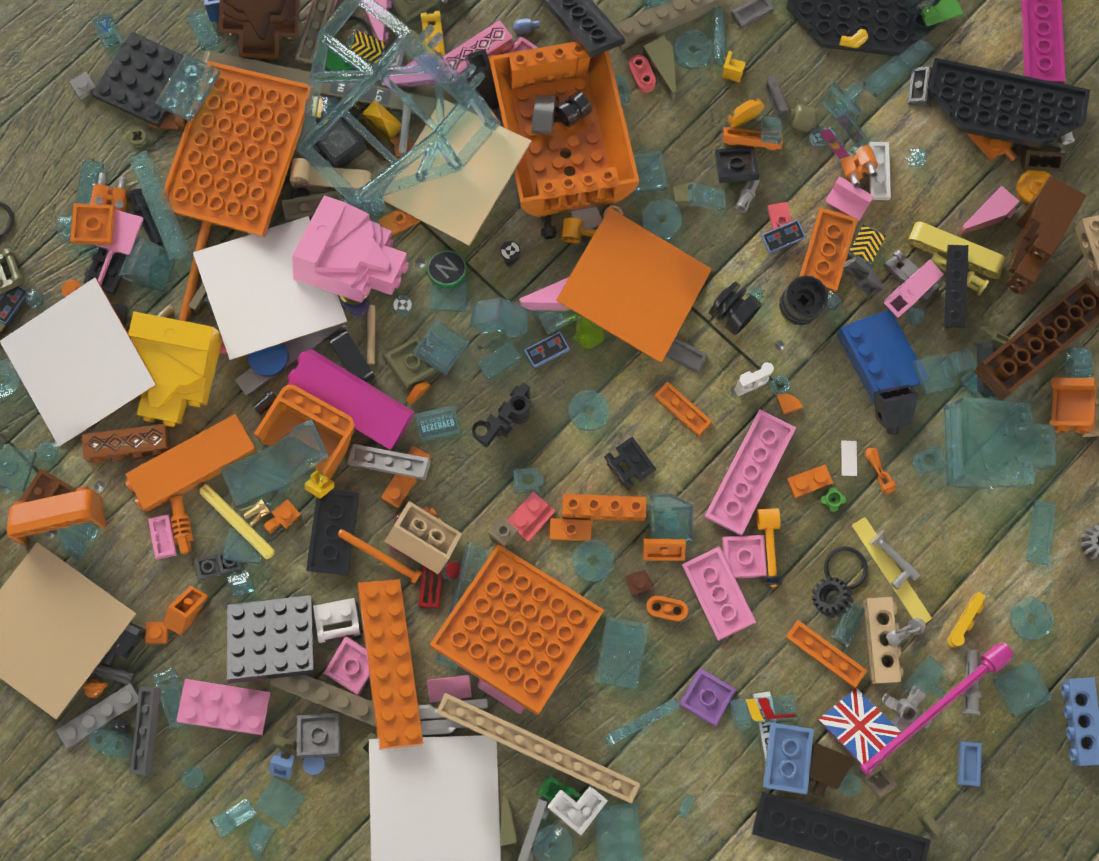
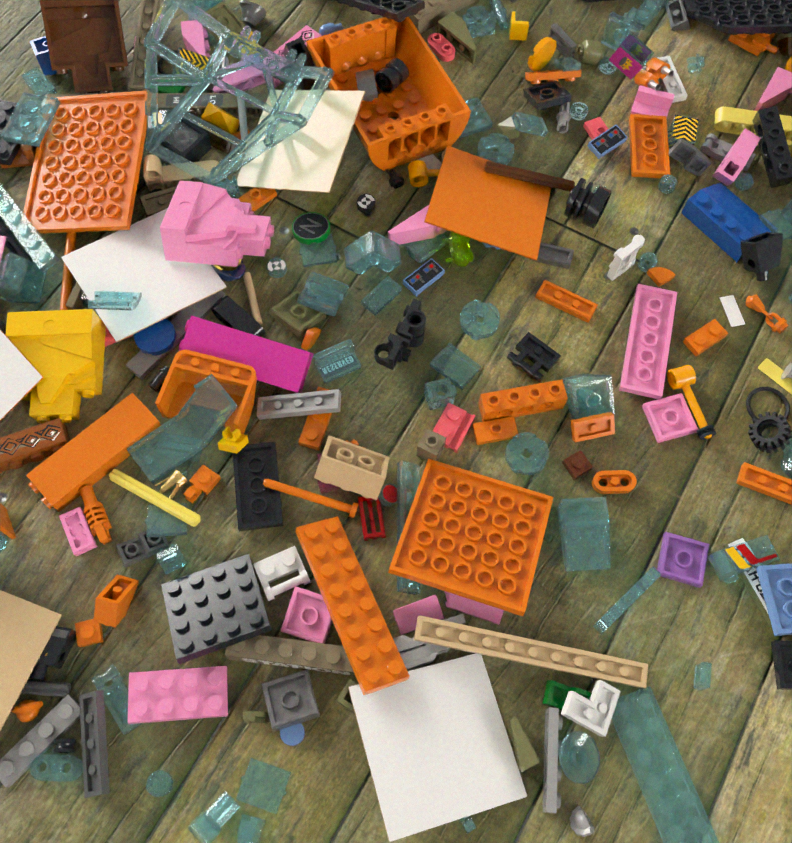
camera: 15 degrees left, 10 degrees down
(236, 318) = (115, 300): none -> clear light blue slope
(280, 766) = (257, 744): medium blue tile -> none
(550, 454) = (455, 365): none -> clear light blue plate
(686, 260) = (529, 176): none -> reddish brown axle
(719, 593) = (659, 456): bright pink tile -> none
(767, 188) = (578, 111): none -> clear light blue tile
(809, 292) = (645, 185): black wheel -> none
(839, 499) = (737, 344): bright green plate -> none

